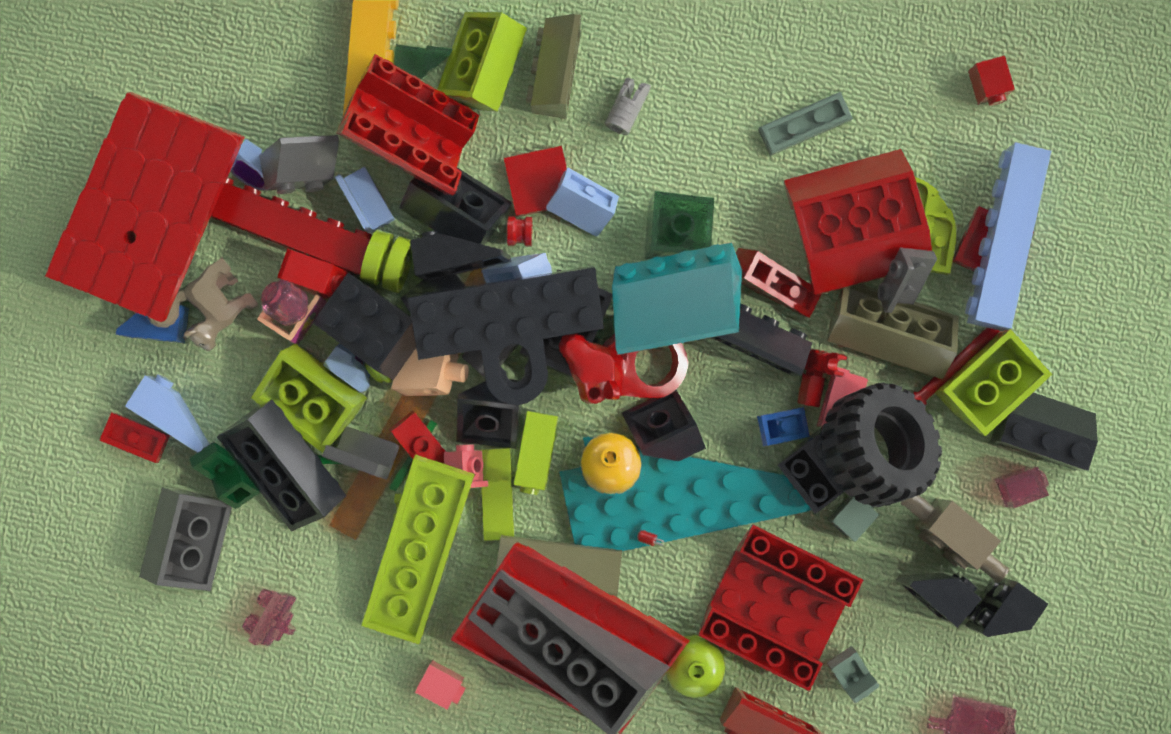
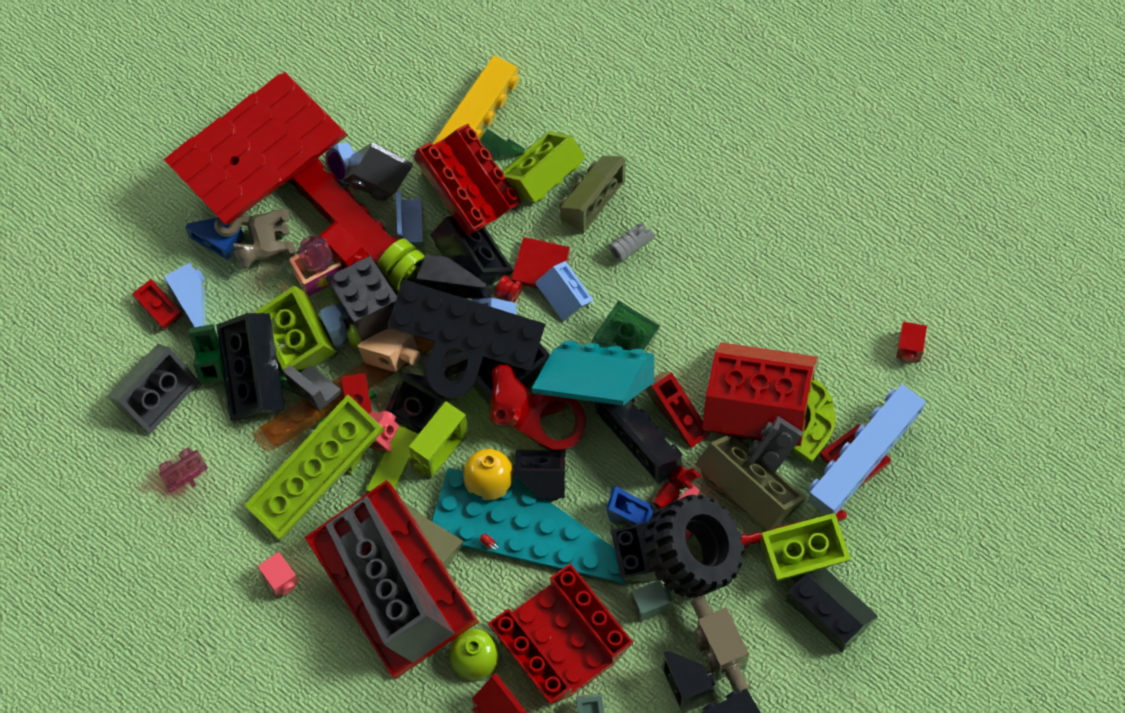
camera: 30 degrees right, 20 degrees down
(805, 123) = (757, 312): sand green tile -> none
(1022, 486) = (793, 639): clear pink brick -> none

